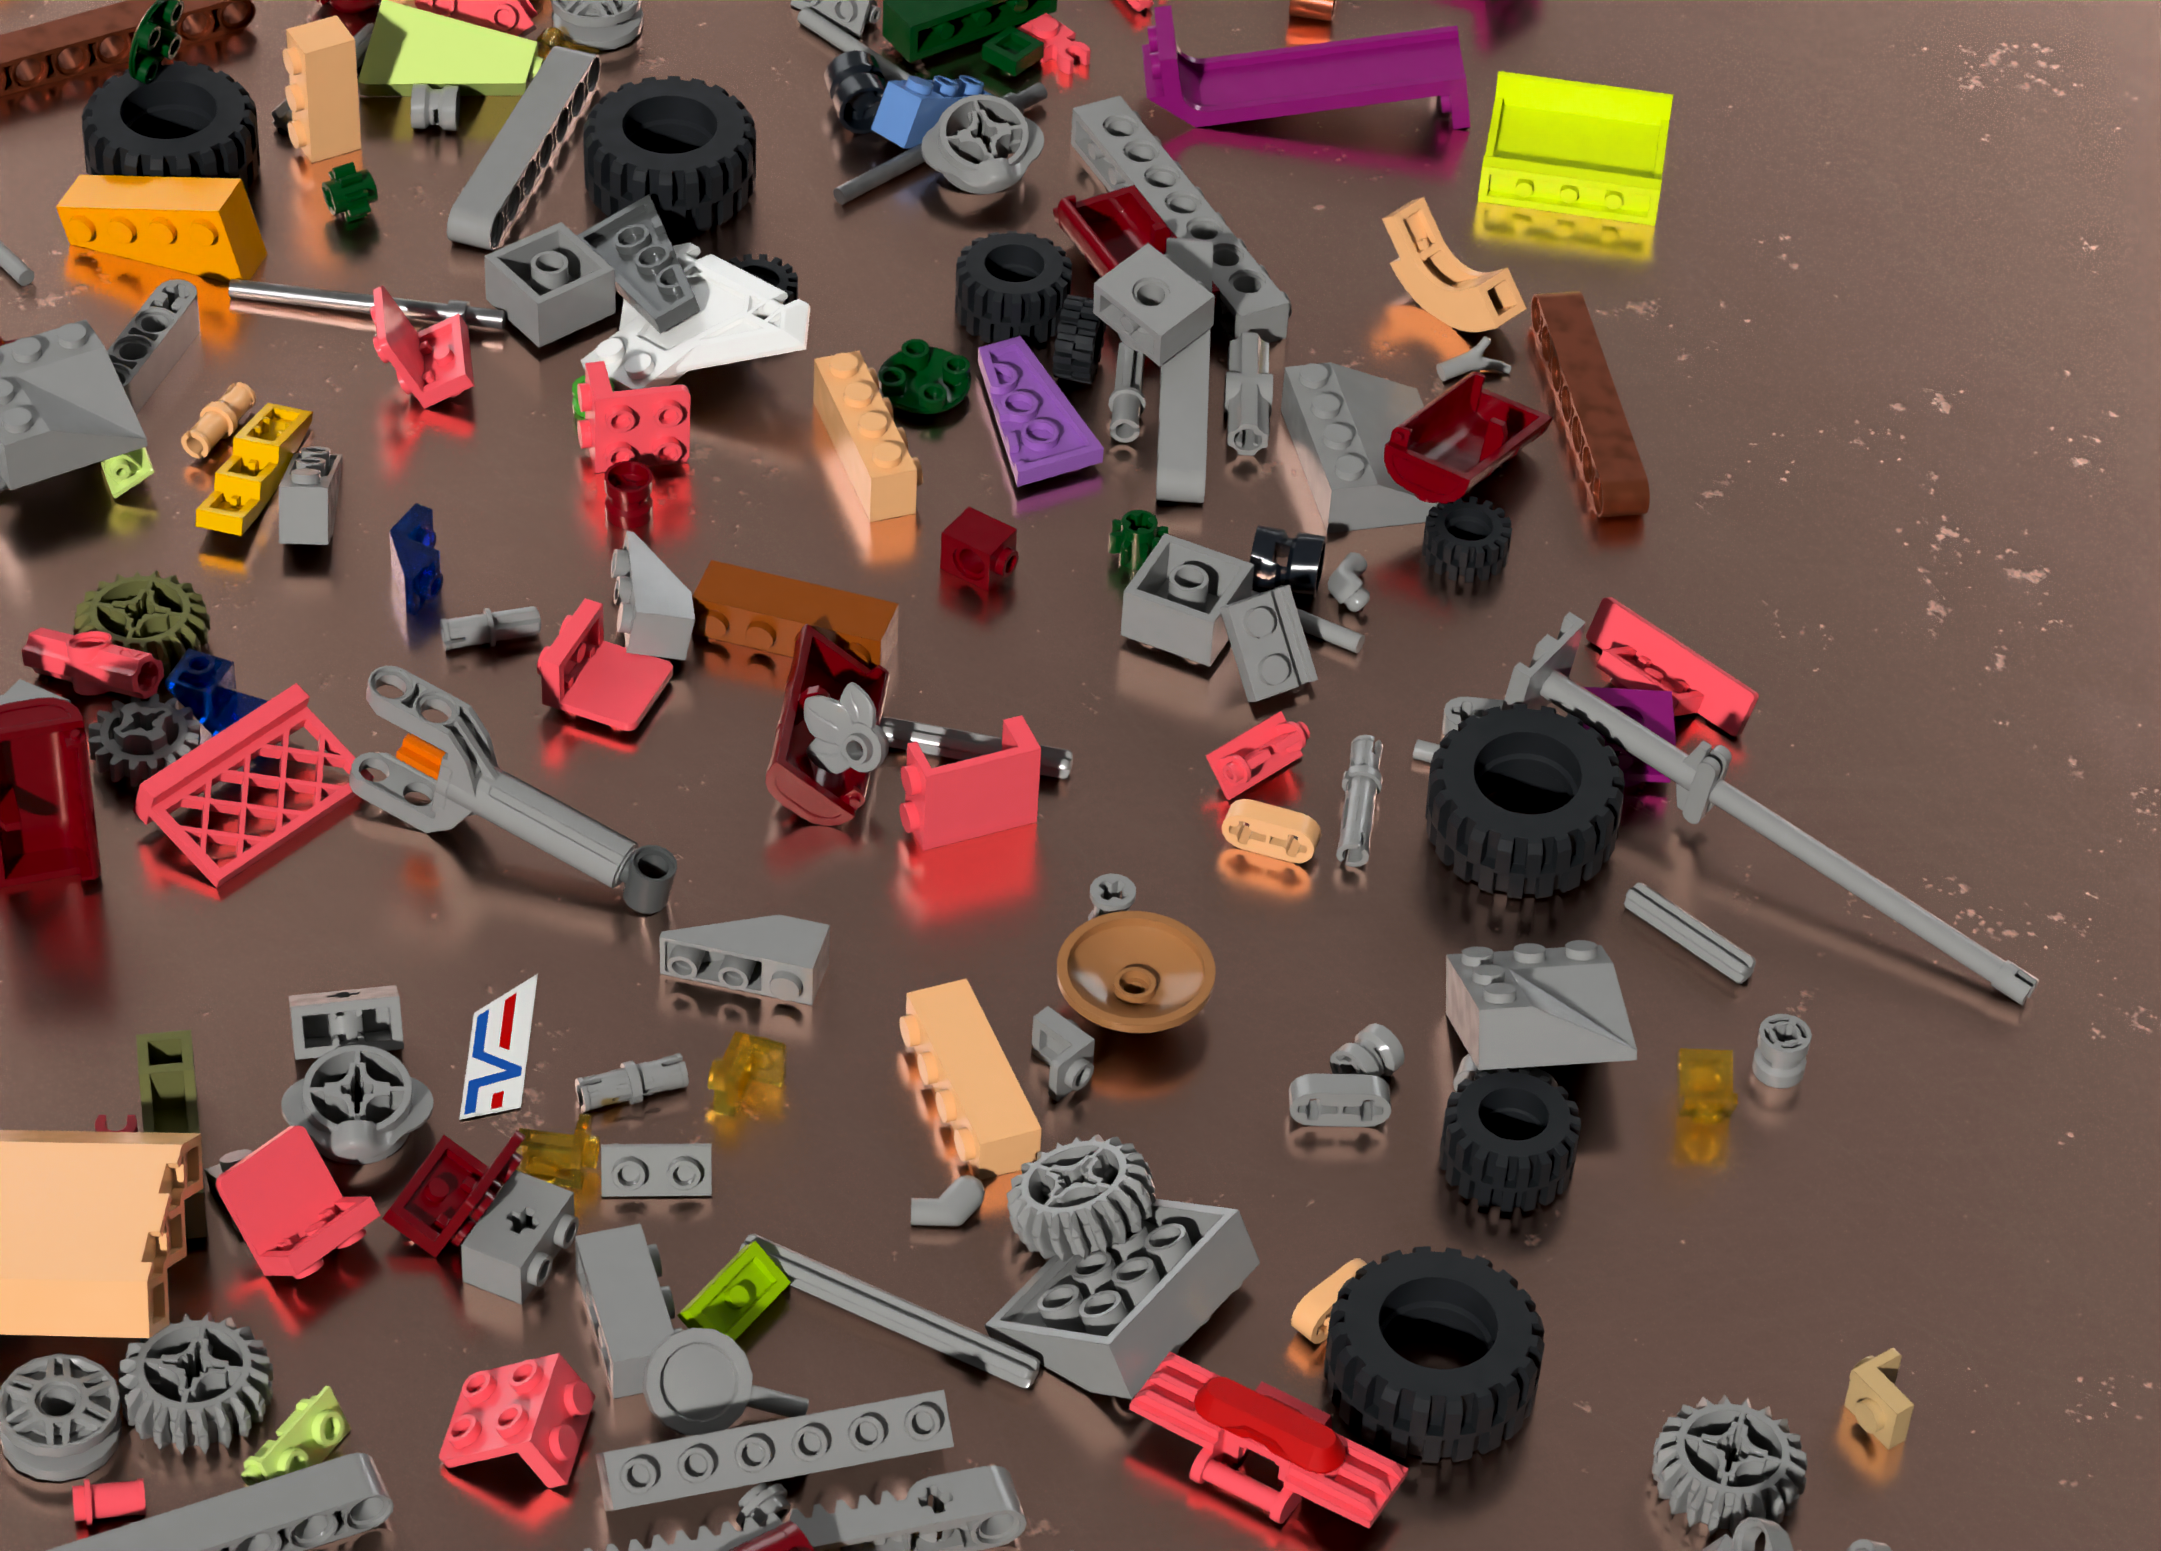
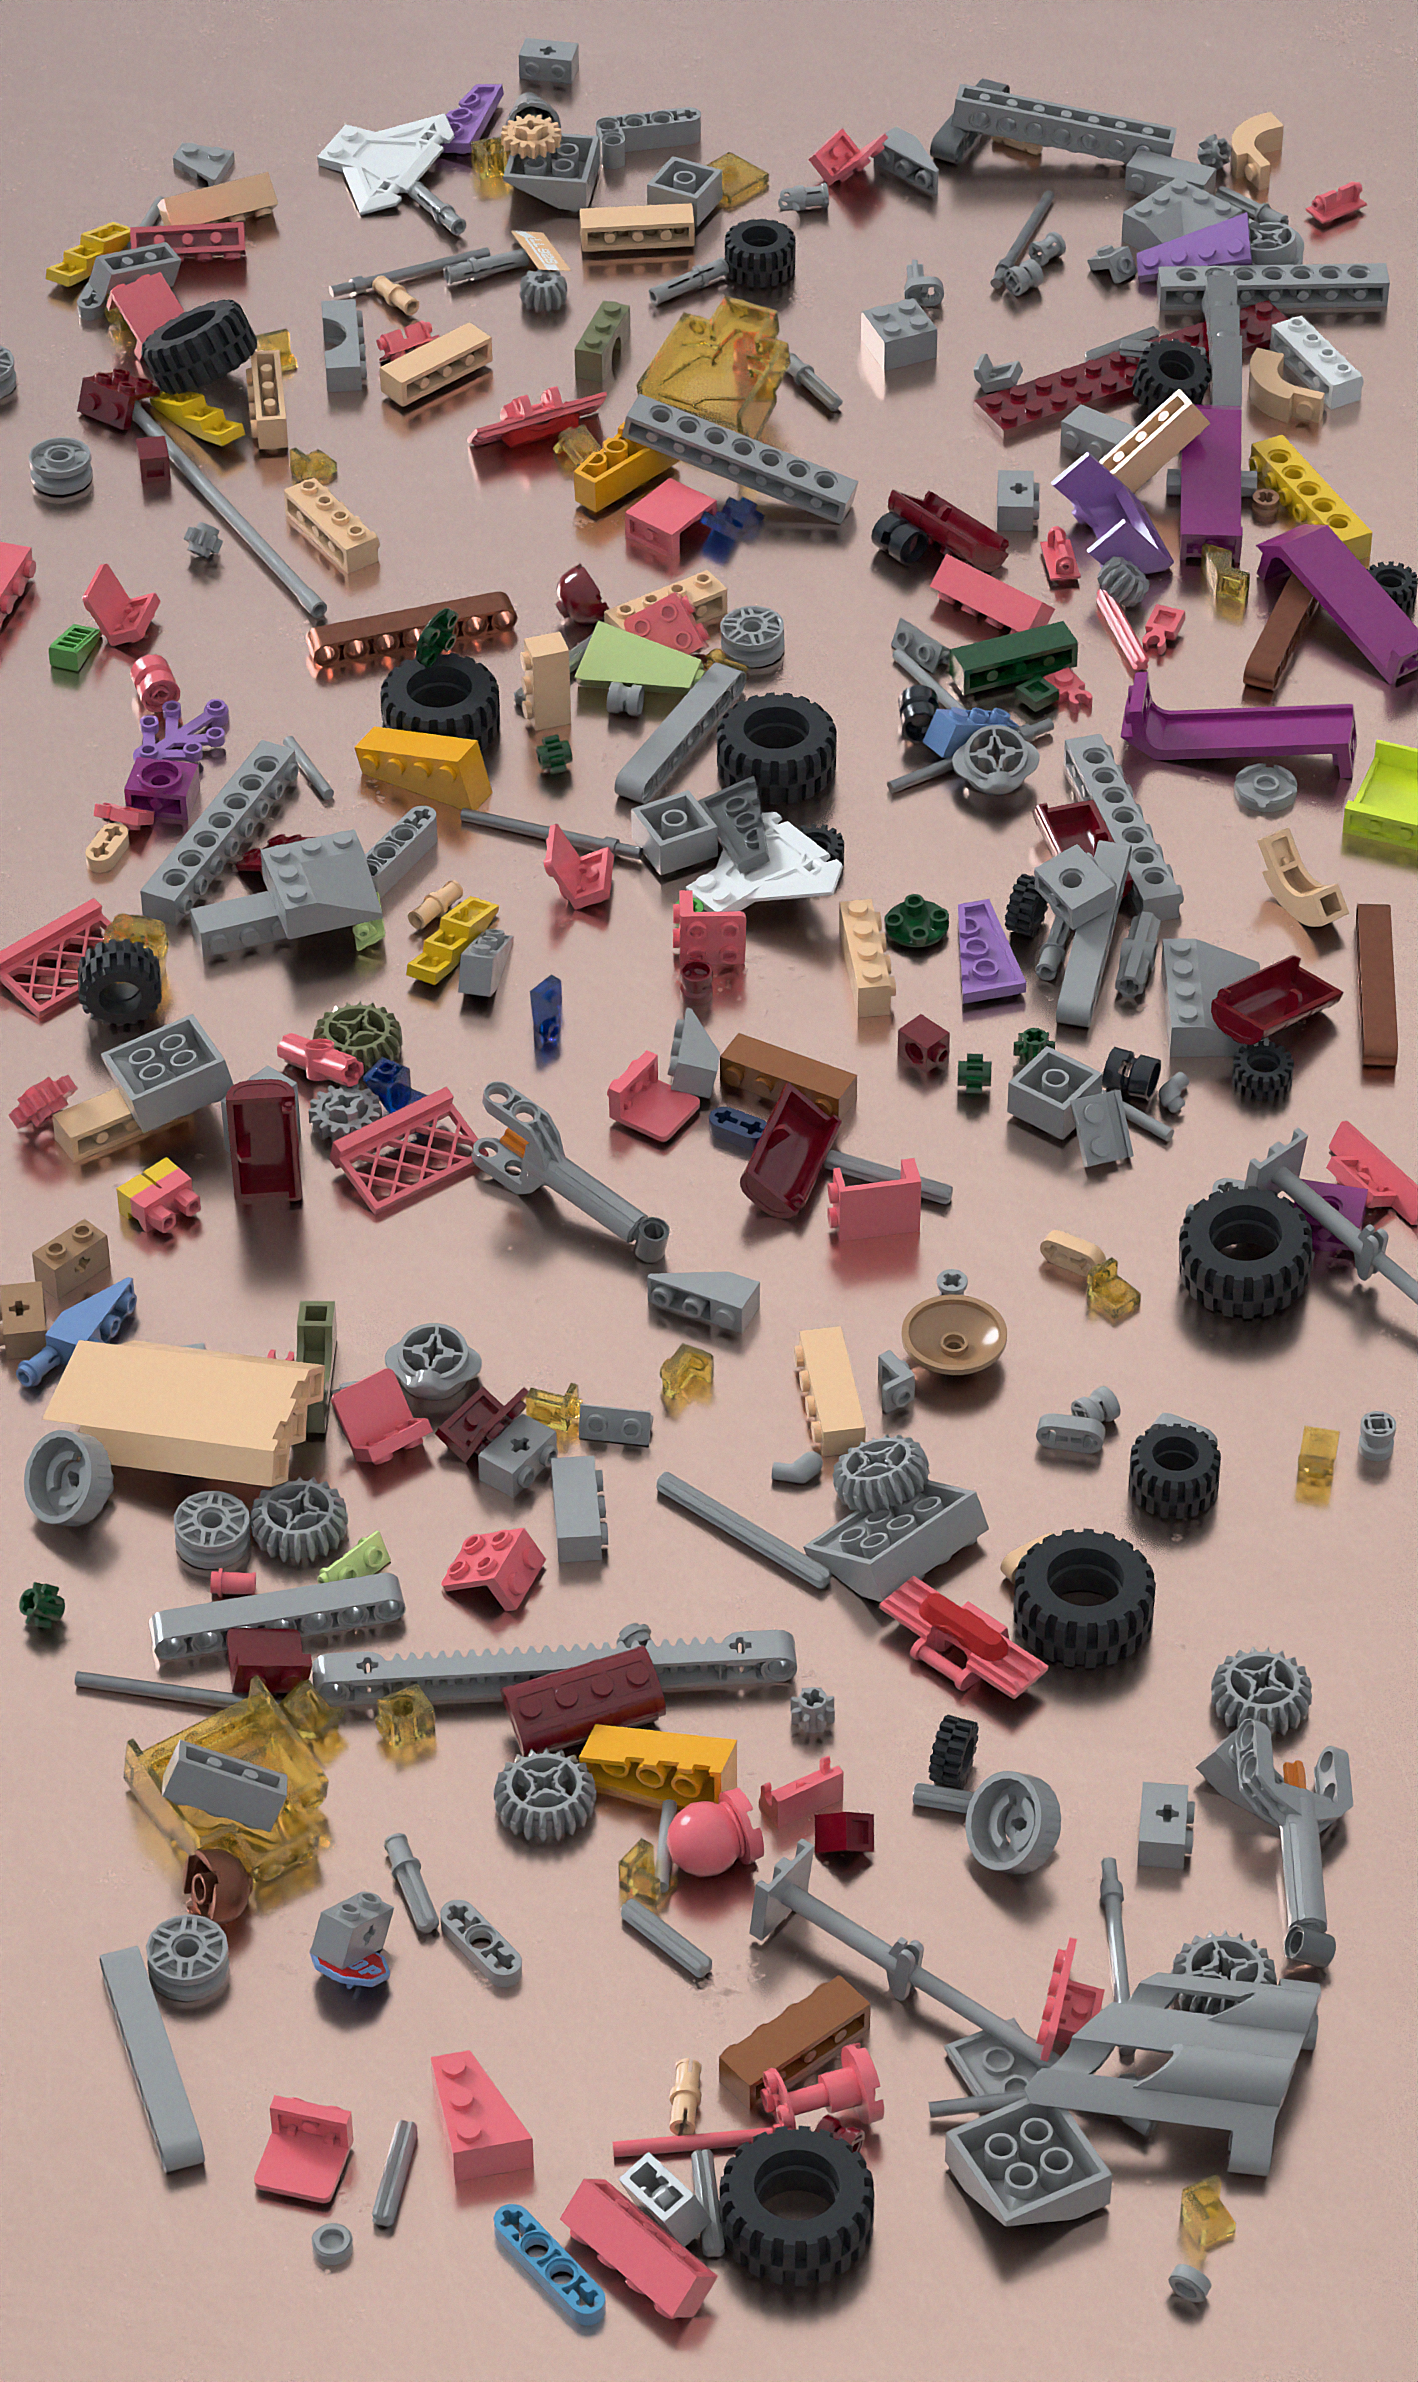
camera: 15 degrees right, 0 degrees up
(345, 1018) = (436, 1305): light grey brick -> none
(490, 627) = (585, 1062): light grey axle -> none
(499, 1053) = (533, 1340): white sticker -> none
(631, 1082) = (612, 1368): light grey pin -> none
(704, 1382) = (613, 1558): light grey piece -> none
(736, 1293) = (645, 1510): lime plate -> none
(737, 699) = (736, 1127): none -> dark blue beam
(774, 1450) = (648, 1604): light grey brick -> none
(841, 730) = (798, 1157): light grey plate -> none
(1012, 287) = (989, 863): black tyre -> none
(1063, 584) = (974, 1073): none -> dark green gear
(1257, 753) = (1077, 1201): coral hinge -> none
(1338, 879) = (1110, 1290): none -> clear yellow bracket
(1357, 151) = (1265, 788): none -> light grey tile
(1360, 789) = (1142, 1230): light grey pin -> none
(1471, 361) = (1302, 946): light grey bar -> none
(1538, 1006) = (1215, 1386): light grey slope -> none
(1690, 932) = (1340, 1352): light grey axle -> none
(1877, 1401) = (1371, 1662): tan bracket -> none

